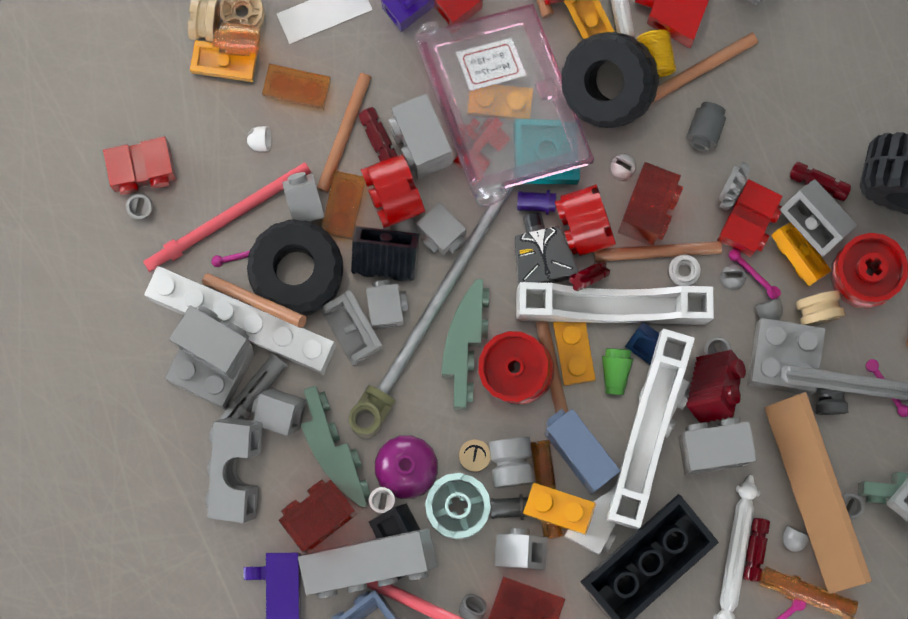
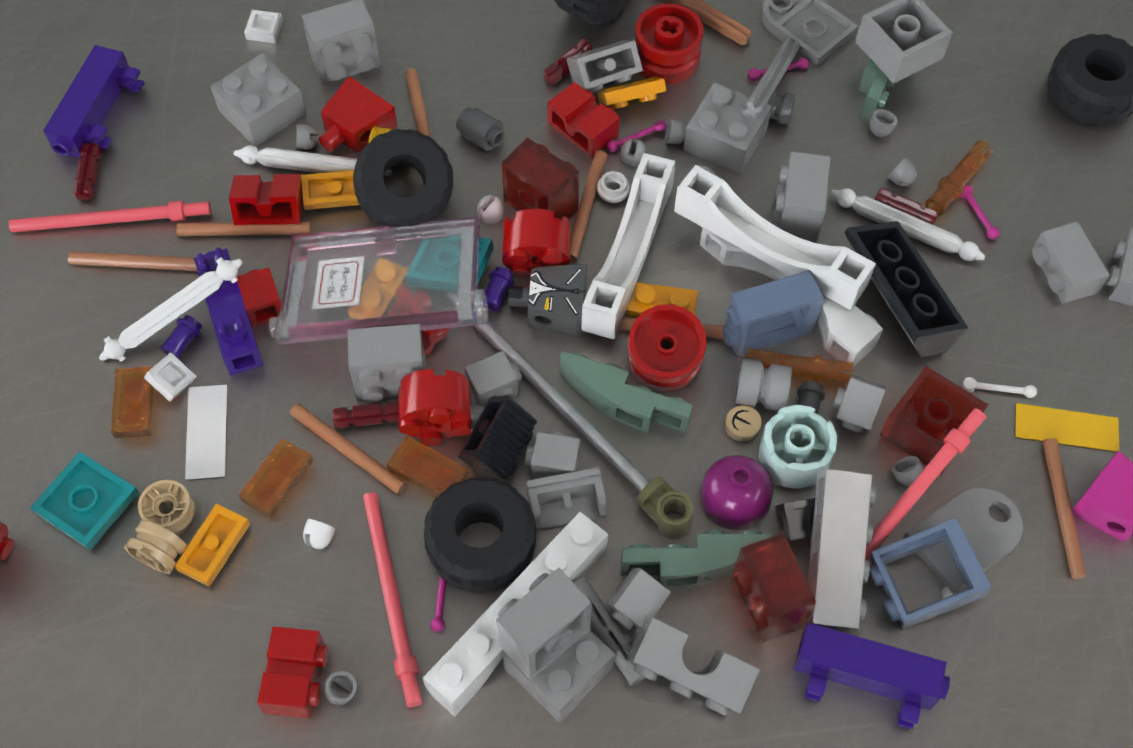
camera: 75 degrees left, 20 degrees down
(236, 39) = (197, 513): clear orange brick -> none
(254, 300) = (506, 578): nougat bar -> none
(303, 197) = (404, 502): light grey brick -> none
(375, 500) = (773, 514): white hinge -> none
(559, 508) = (827, 348): light orange plate -> none
(589, 275) = (593, 257): dark red axle -> none
(616, 370) = (694, 269): bright green cone -> none
(643, 342) = (676, 235): dark blue tile -> none
(715, 386) = (751, 179): dark red brick -> none
(733, 185) = (548, 119): light grey gear -> none
(817, 493) = (871, 130): medium nougat slope -> none
(820, 308) = (690, 87): tan wheel -> none

